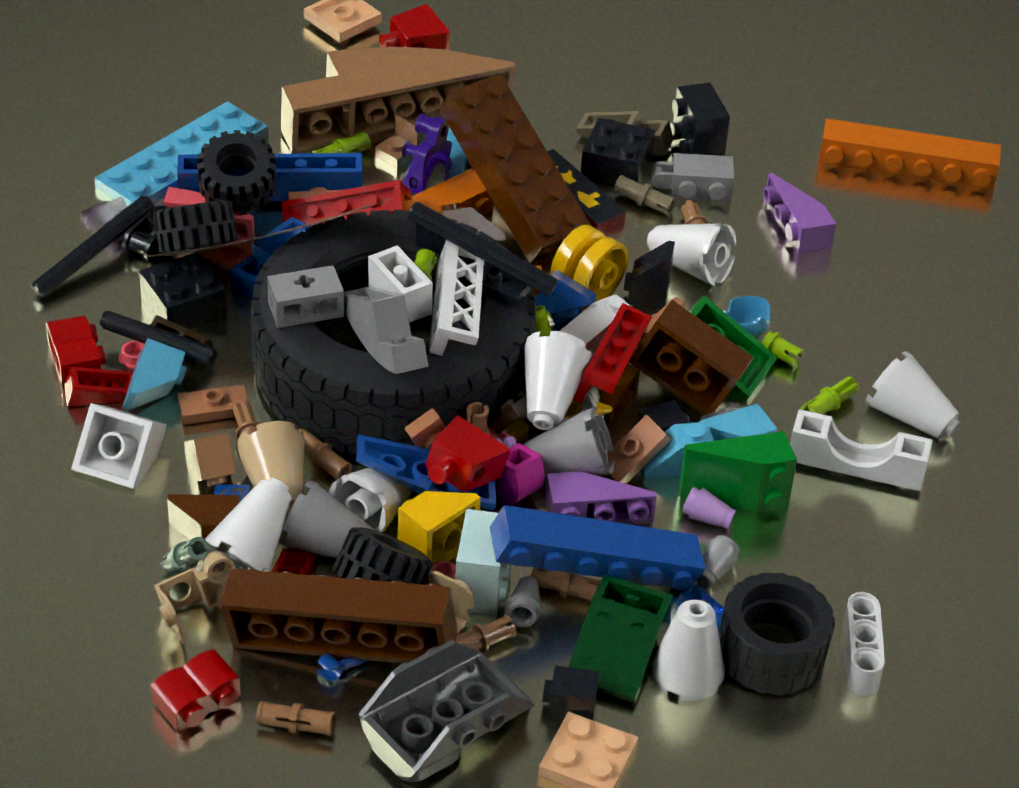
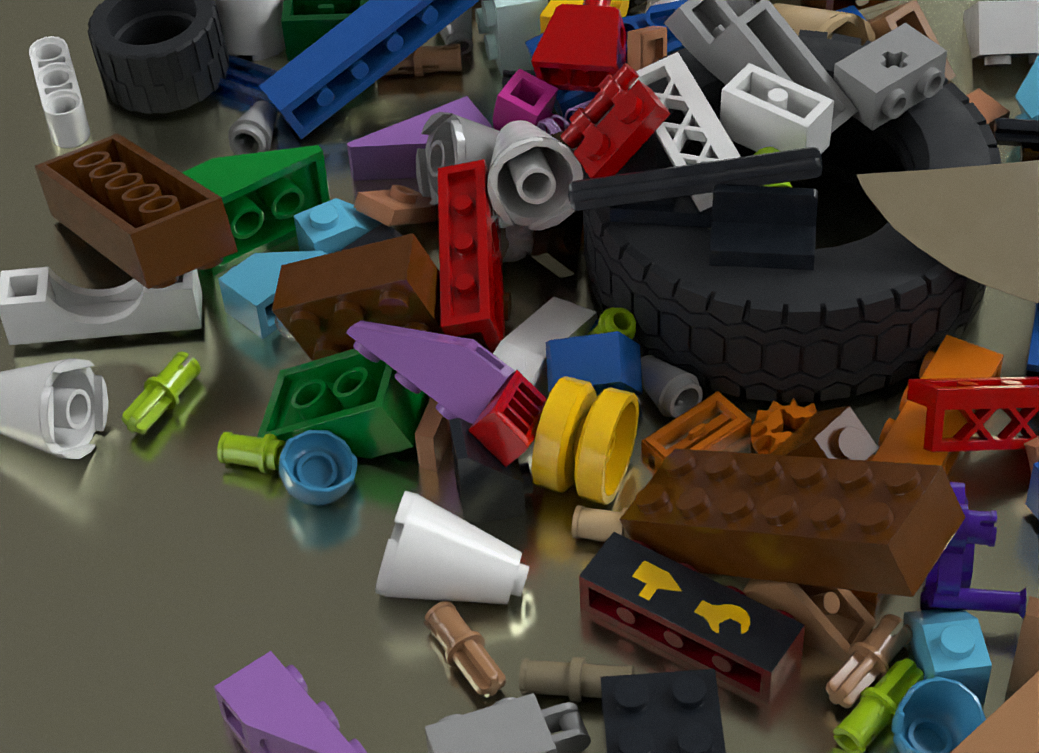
camera: 165 degrees right, 5 degrees up
(501, 318) = (622, 131): none -> red plate
(631, 264) = (510, 419): none -> red slope
(655, 291) = (445, 367): none -> medium lavender slope
(833, 460) = (137, 210): none -> reddish brown brick

